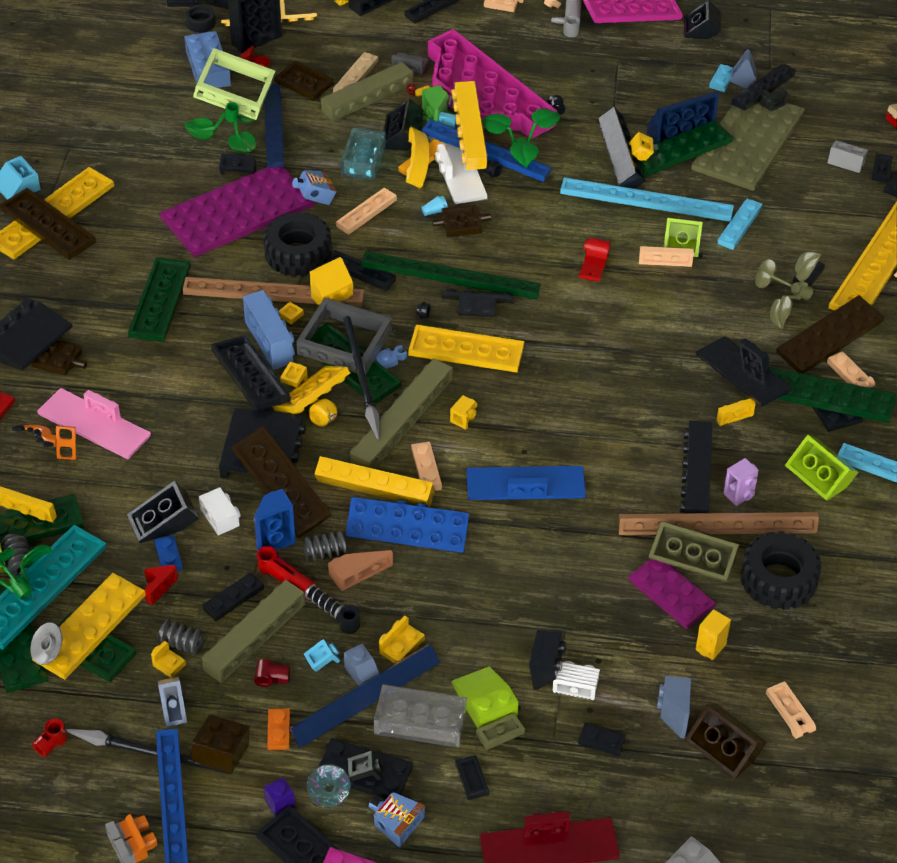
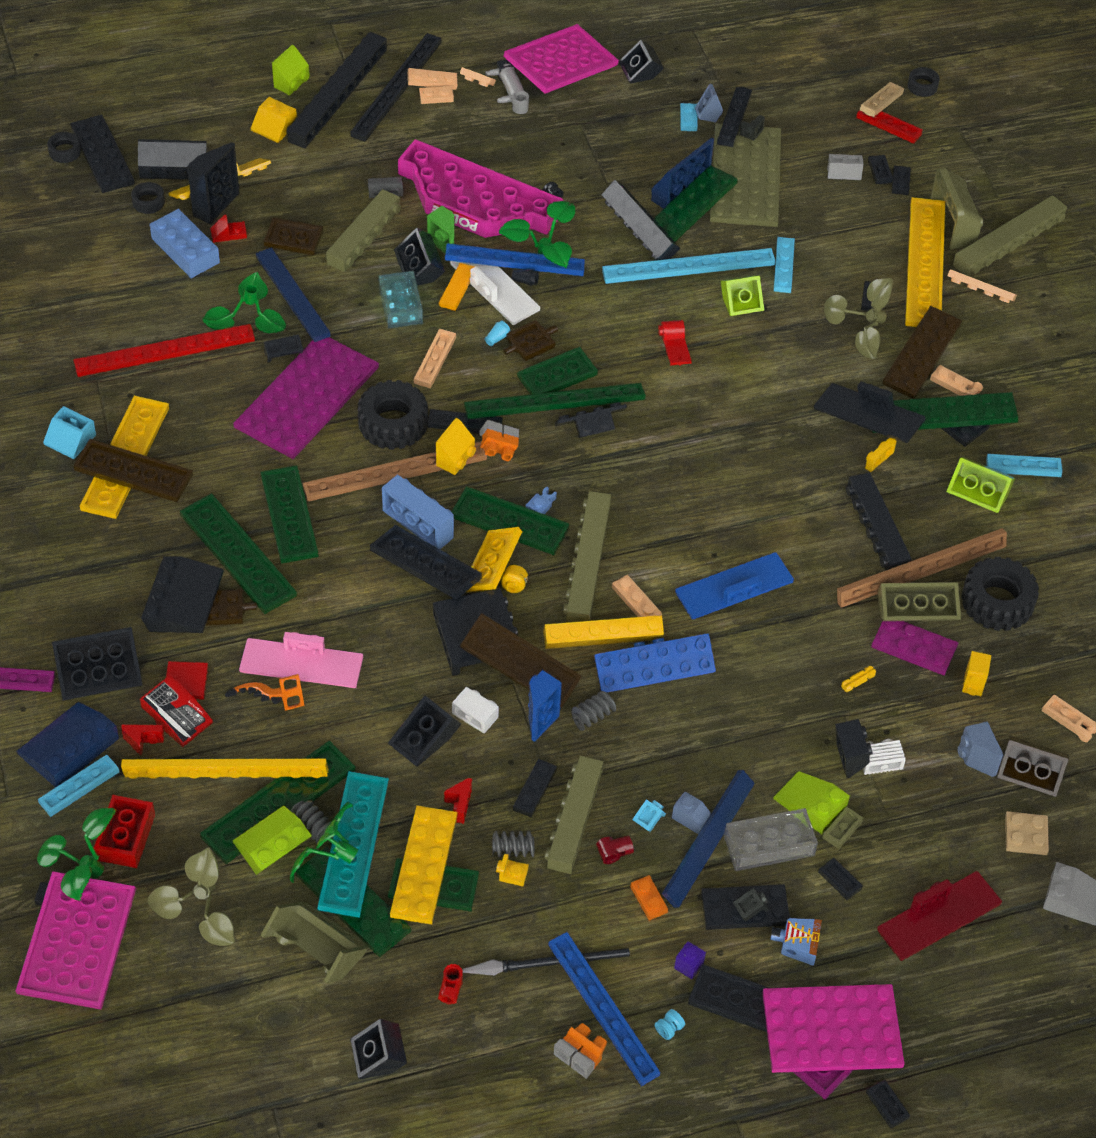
camera: 25 degrees left, 5 degrees up
(46, 643) = (397, 900): light grey dish -> none
(96, 318) = (238, 553): none -> dark green plate
(139, 140) = (163, 350): none -> red plate
(168, 552) = (449, 767): blue plate -> none
(172, 701) = (541, 907): sand blue slope -> none
(220, 97) = (228, 281): yellowish green window -> none
(220, 743) = (611, 931): dark brown brick -> none
(221, 850) = (667, 1026): none -> medium azure wheel
(272, 564) = (574, 749): piece -> none
(291, 313) = (426, 485): yellow plate -> none
(294, 374) = (466, 549): yellow bracket -> none
(315, 186) = (375, 348): medium blue torso -> none
(328, 776) = (727, 924): clear light blue dish -> none
(358, 71) = (339, 213): tan plate -> none
(358, 566) = (632, 720): nougat slope -> none
(359, 317) = (494, 472): dark grey window -> none
(371, 413) = (566, 566): black piece -> none
(381, 298) = (499, 439): none -> orange hips
(400, 641) = (710, 778): yellow bracket -> none
(411, 90) = (411, 216): arm -> none
(419, 158) = (462, 302): yellow slope -> none
(423, 310) = (546, 444): black plate -> none
(448, 120) = (463, 238): medium azure bracket -> none
(463, 412) = (642, 535): yellow brick -> none
(466, 348) = (608, 470): yellow plate -> none
(470, 125) = (492, 239): yellow brick -> none
(470, 253) = (558, 372): none -> dark green plate
(597, 603) = (858, 678): none -> yellow axle
(602, 739) = (930, 802): black plate -> none
(641, 151) = (662, 213): yellow brick -> none
(666, 256) = (738, 319): light nougat plate -> none
(684, 801) = (1026, 833): none -> tan plate
(741, 482) = (924, 521): lavender brick -> none

